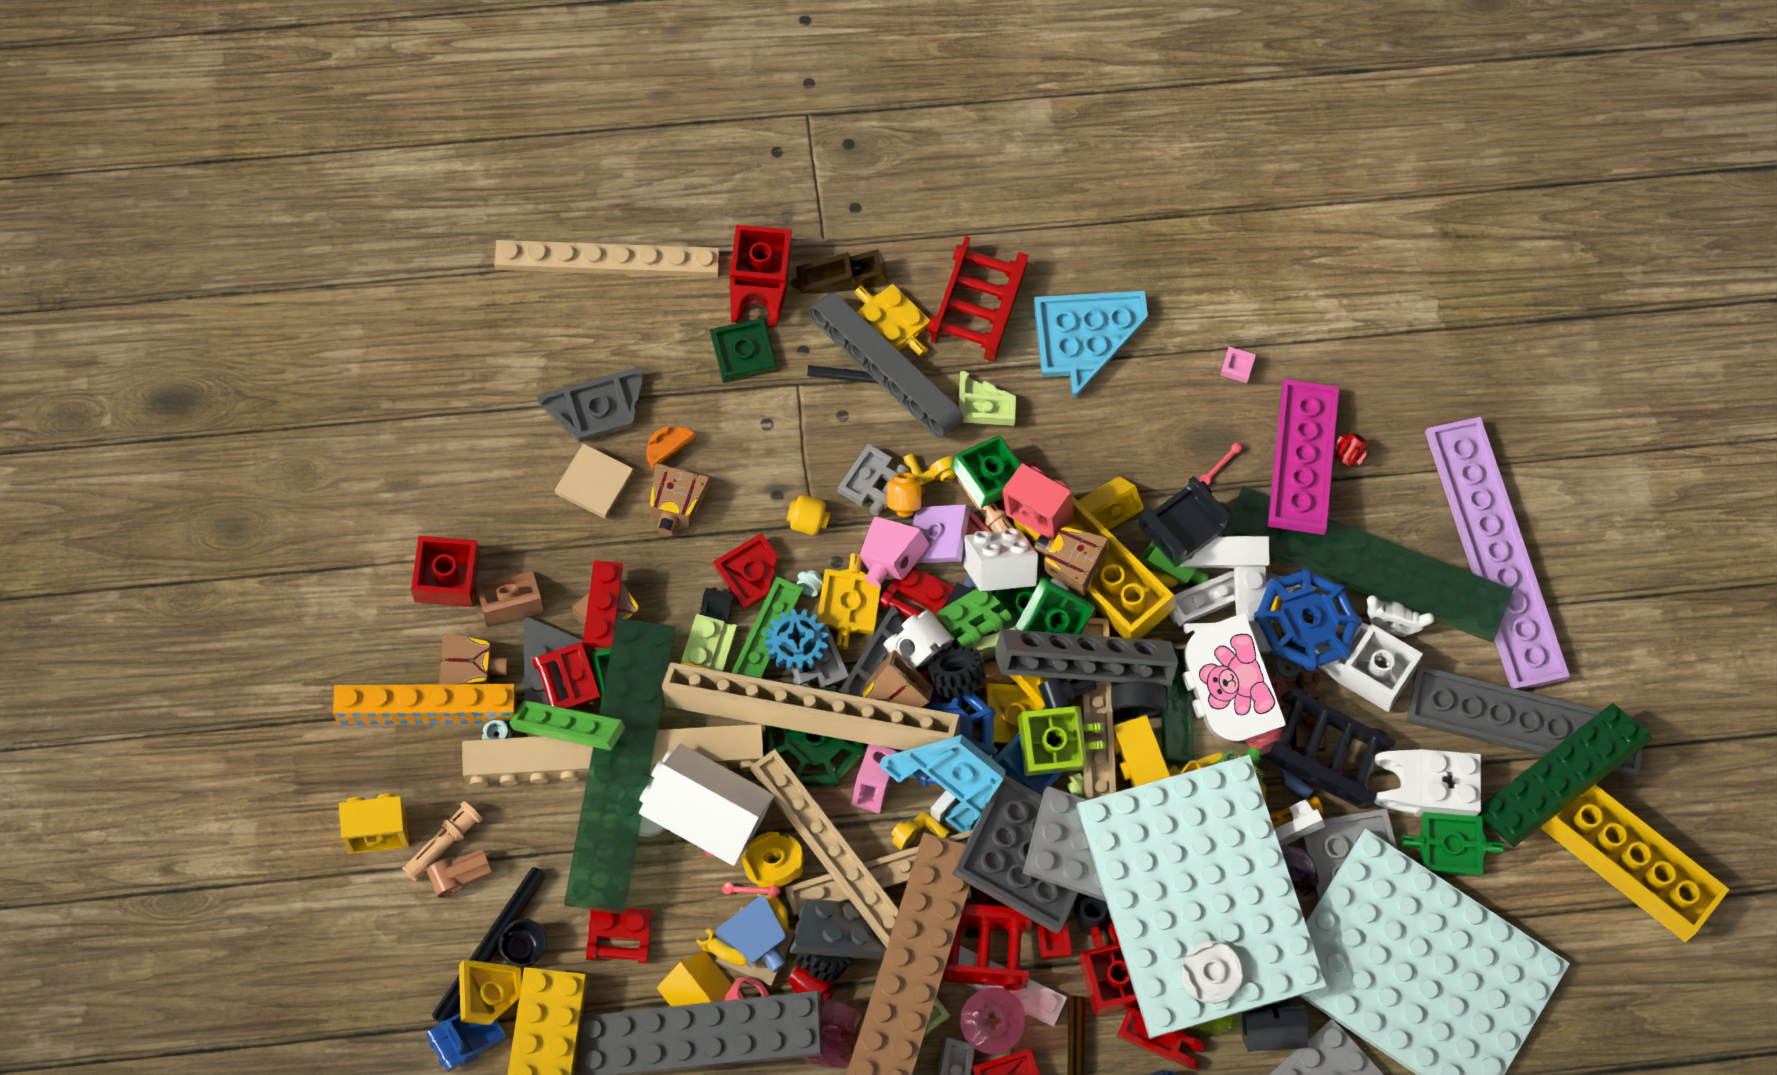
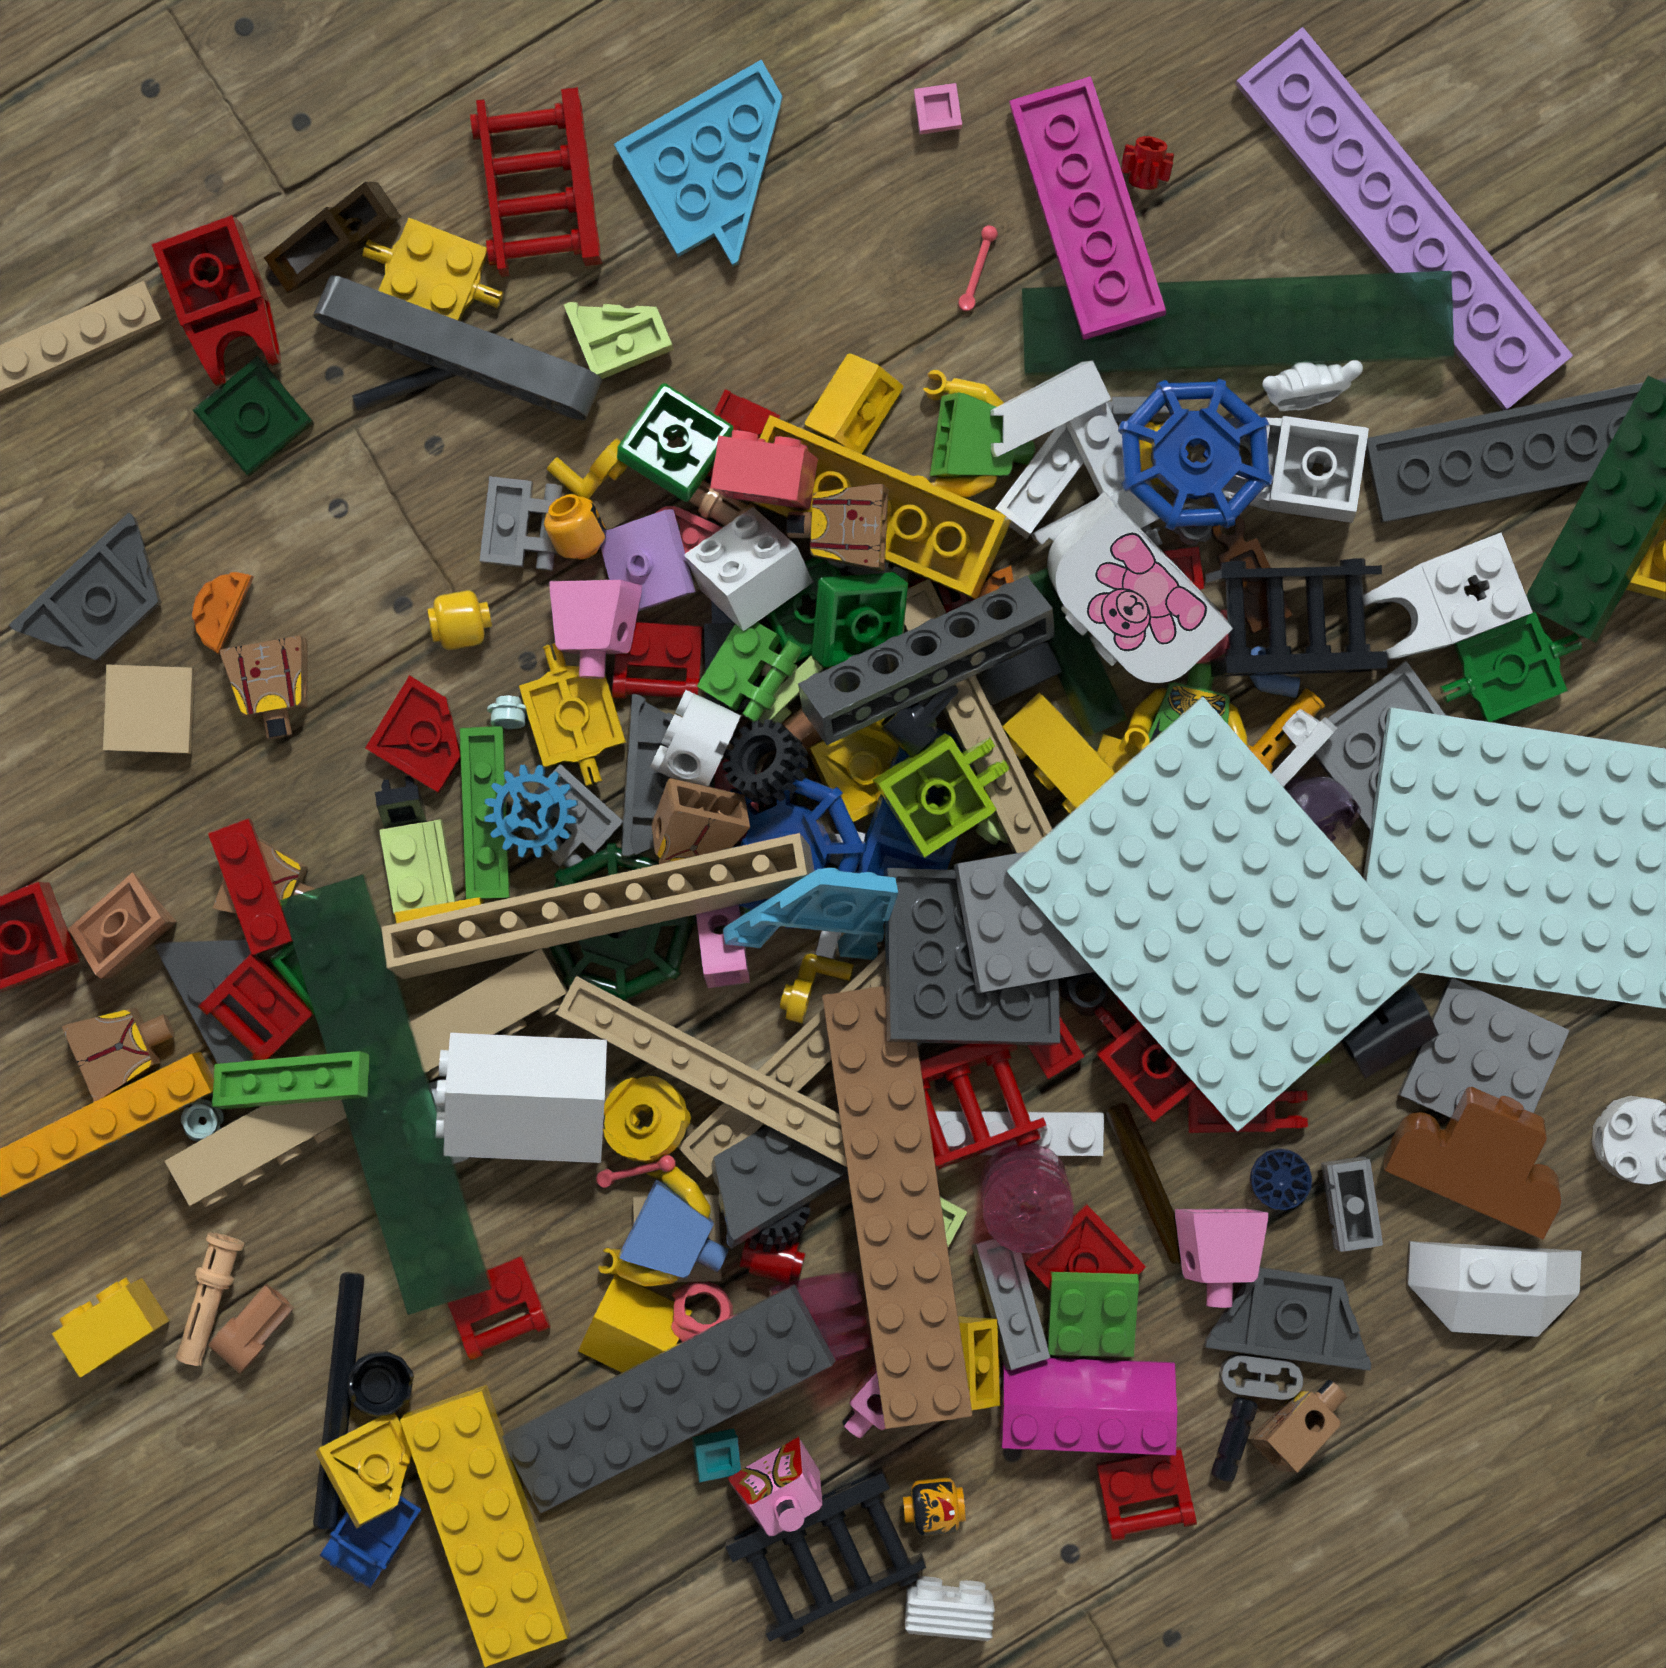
camera: 20 degrees left, 20 degrees up
(1186, 522) = (974, 396): black panel -> none
(1212, 972) = (1280, 1015): white tile -> none

